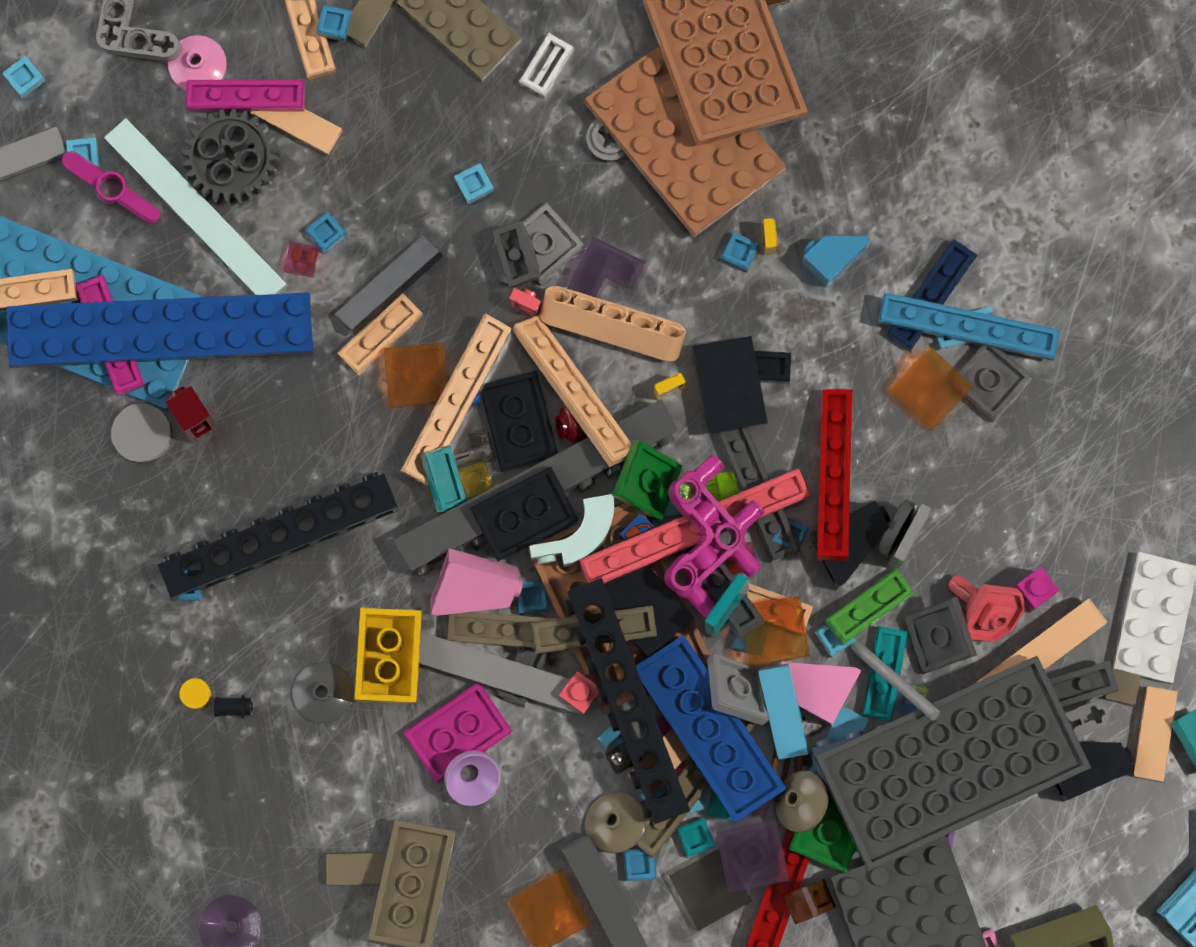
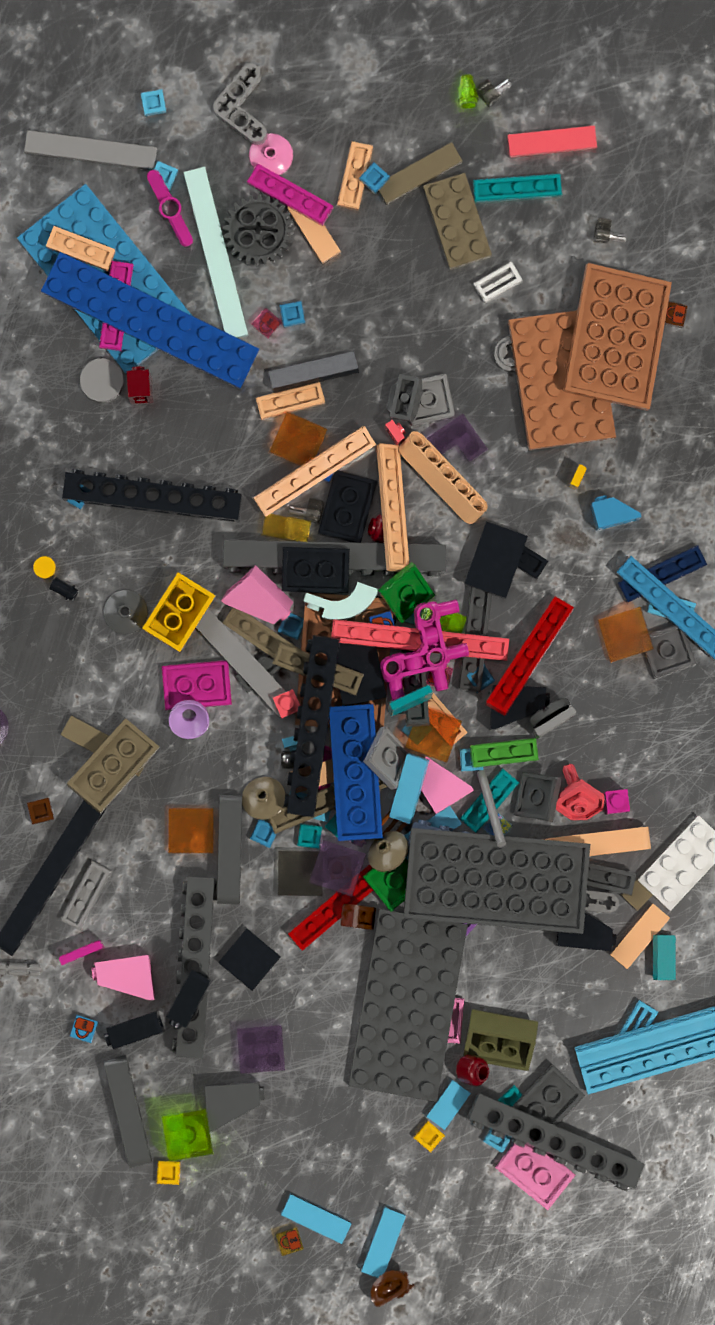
camera: 30 degrees right, 5 degrees up
(443, 478) = (277, 518): teal tile -> none
(474, 183) = (406, 335): medium azure plate -> none
(669, 386) = (456, 539): yellow tile -> none
(740, 251) = (553, 476): dark azure tile -> none

